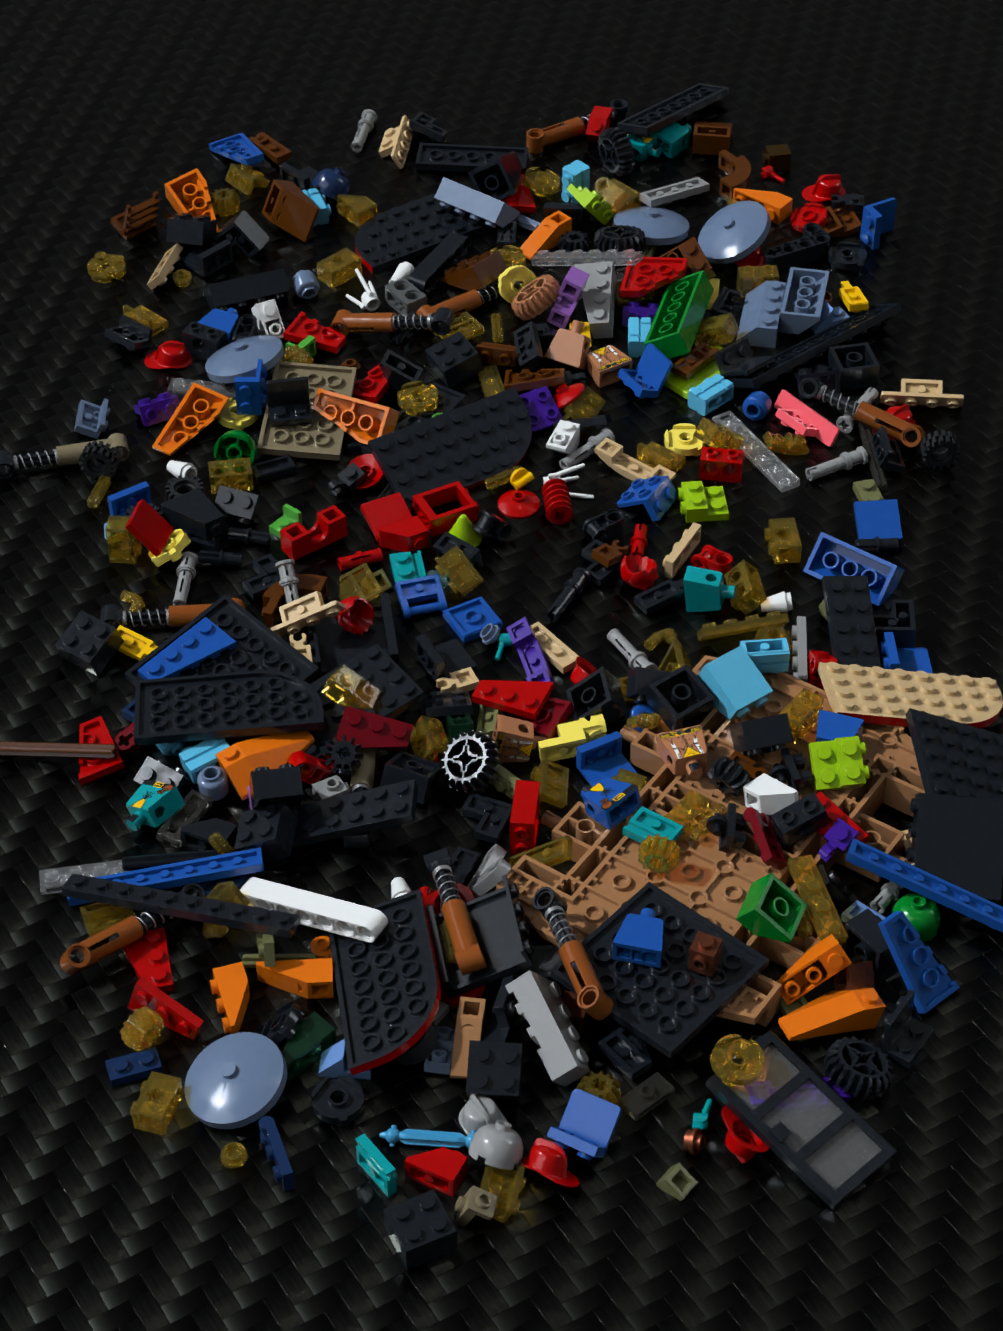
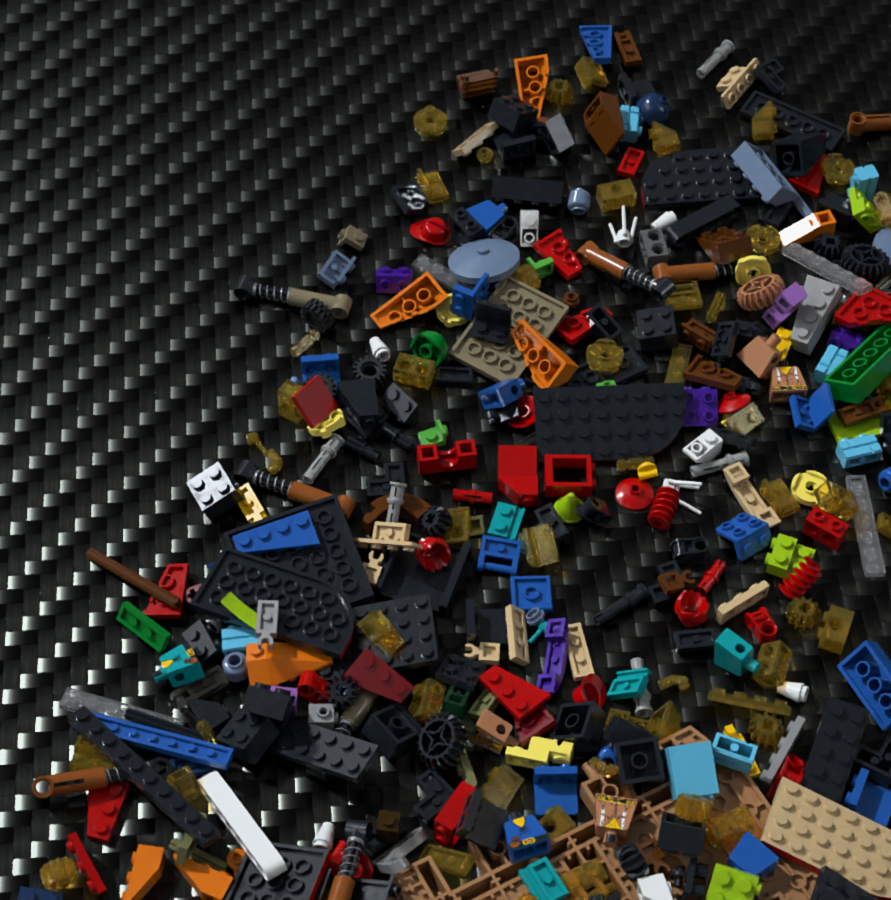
camera: 25 degrees right, 10 degrees up
(88, 787) = (143, 626): none -> green plate
(90, 385) = (352, 237): none -> dark tan bracket
(98, 589) = (252, 438): none -> clear yellow hand
(204, 724) = (239, 609): none -> lime sticker
(229, 720) = (267, 622): none -> light grey plate
(335, 237) = (630, 162): none -> red plate
(340, 456) = (502, 393): none -> blue torso
(340, 585) = (436, 522): none -> black gear
(447, 163) = (763, 122): none -> clear yellow slope
(464, 852) = (388, 826): none -> dark brown brick
(482, 655) = (517, 635): none -> tan plate
(556, 805) = (481, 821): none -> black bracket
(621, 650) = (629, 684): none -> teal plate
(727, 508) = (802, 579): none -> red piece
(745, 538) = (803, 613): none -> clear yellow gear
(758, 707) = (693, 807): none -> clear yellow gear

